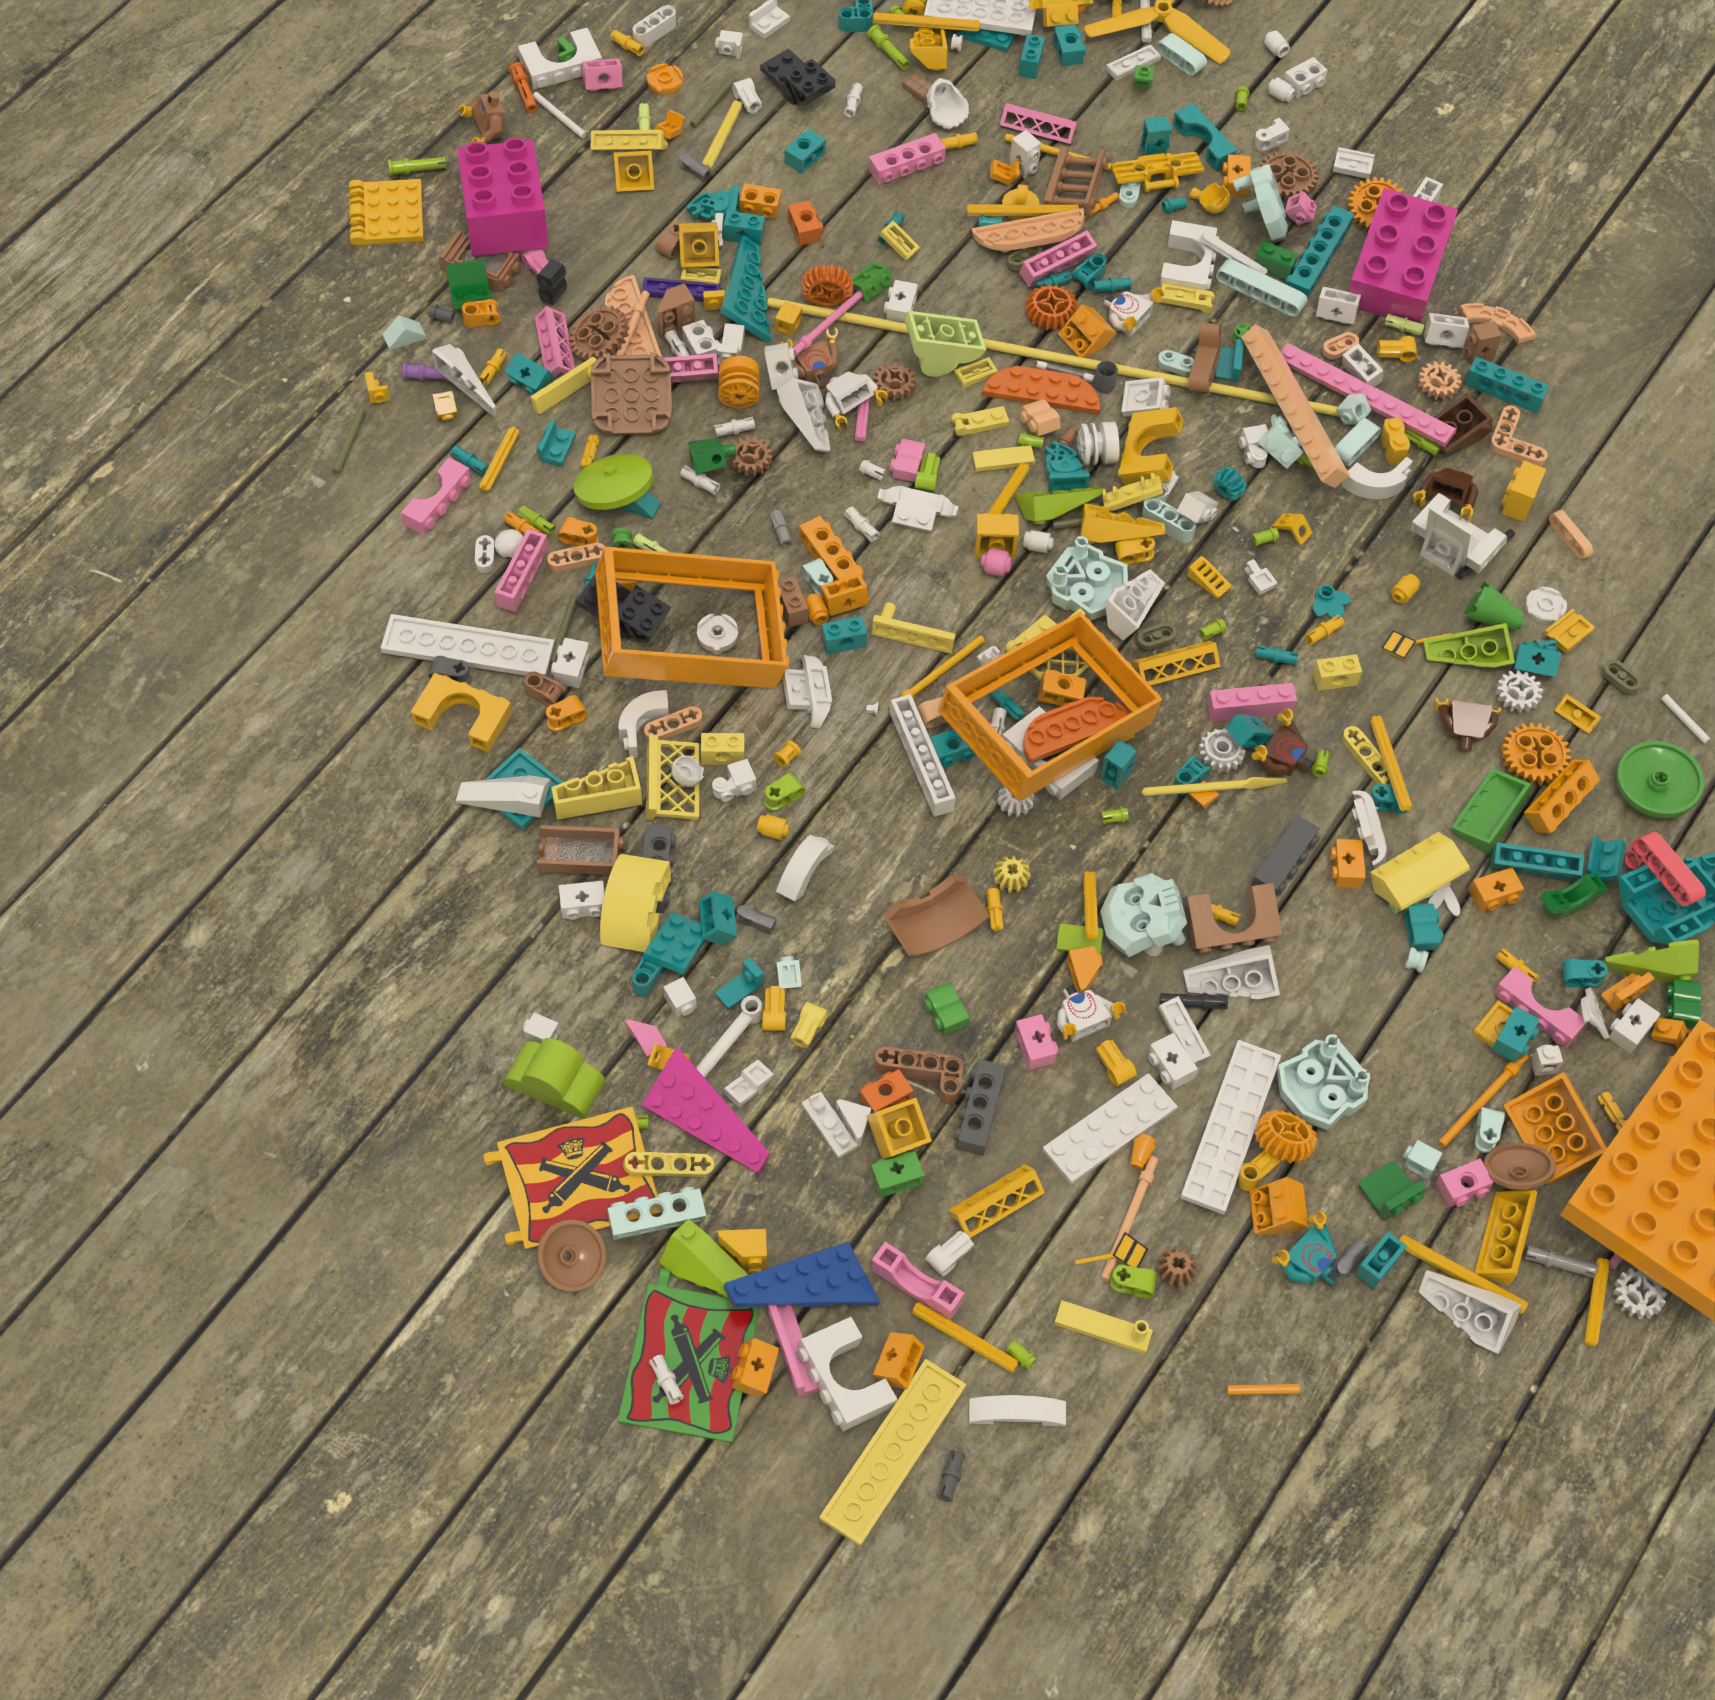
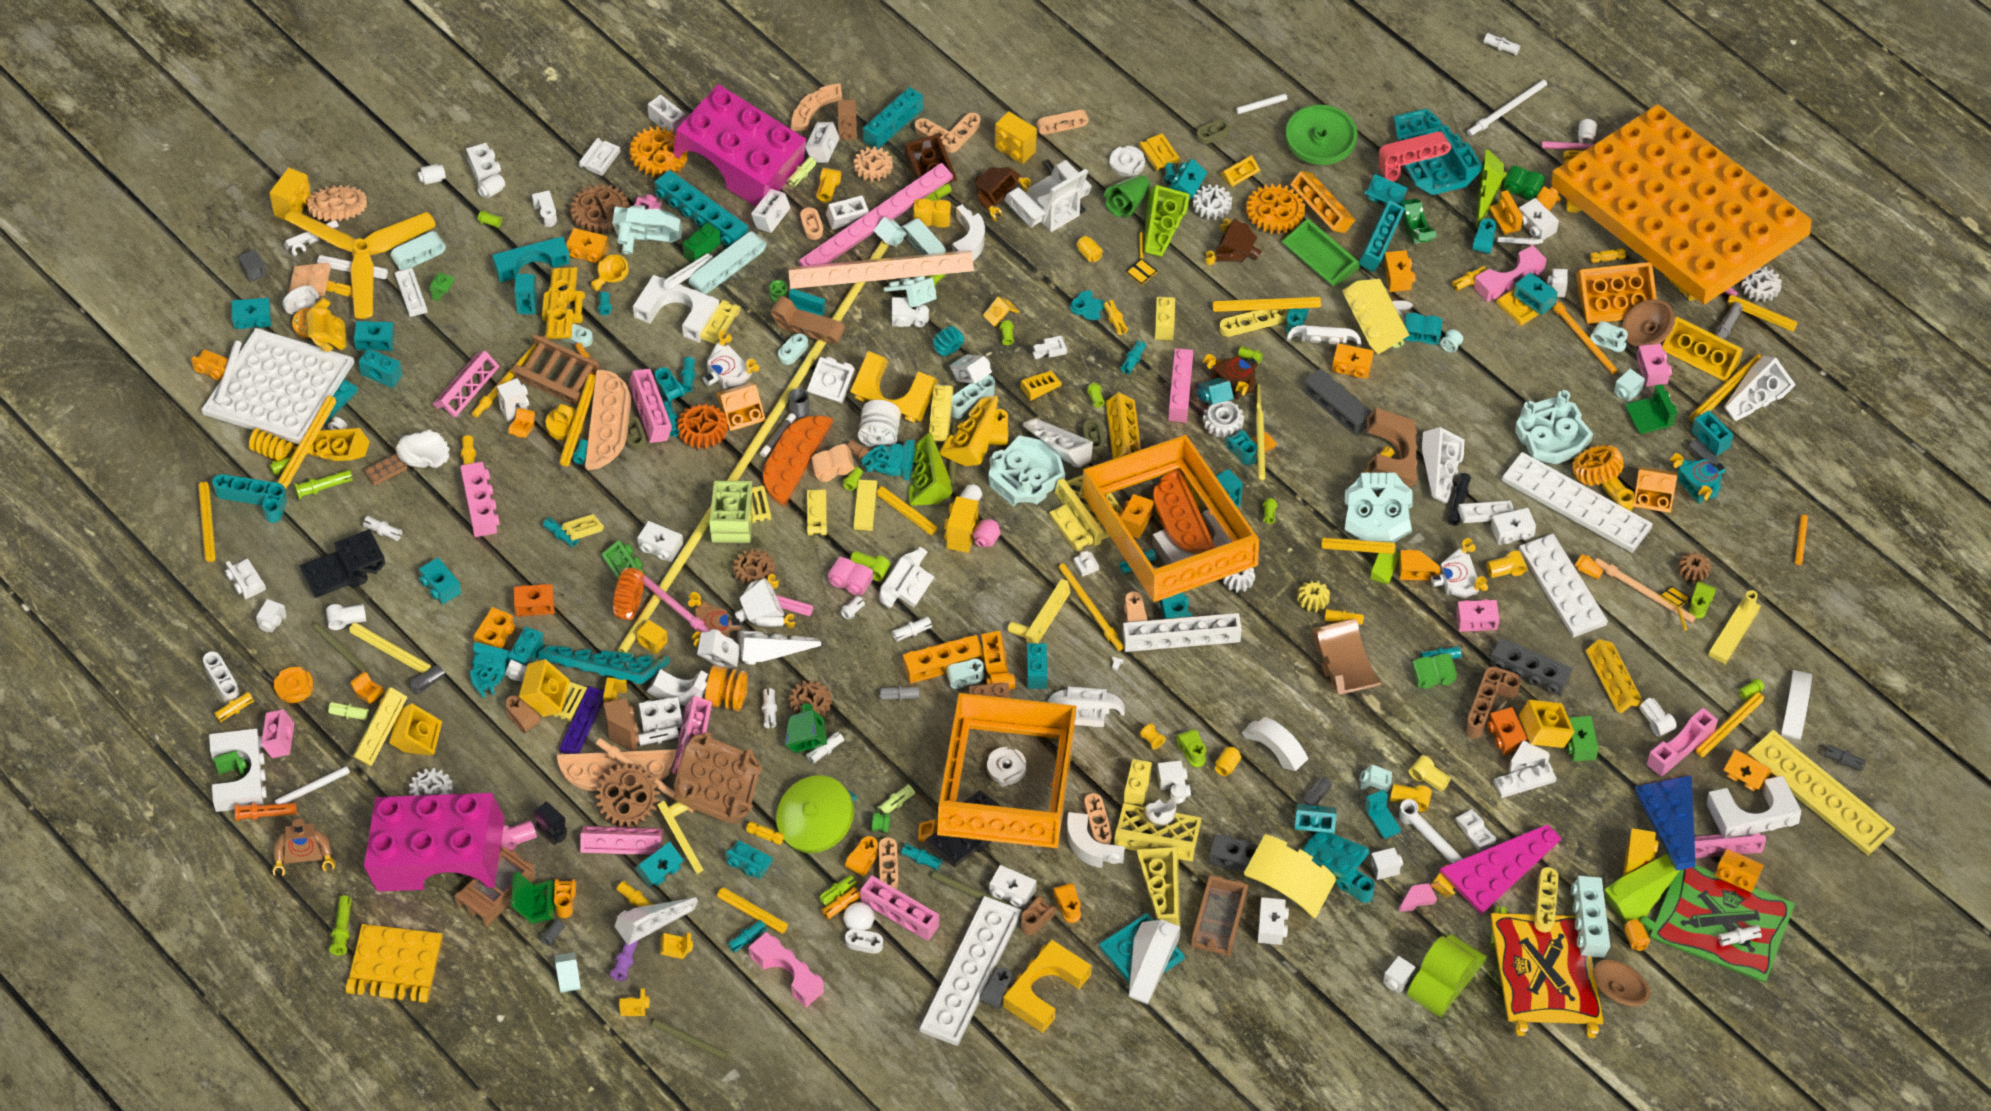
camera: 75 degrees left, 5 degrees down
(574, 194) = (431, 784): none -> white gear
(644, 1267) = (1636, 935): none -> light orange brick
(974, 1014) = (1454, 651): none -> teal pin

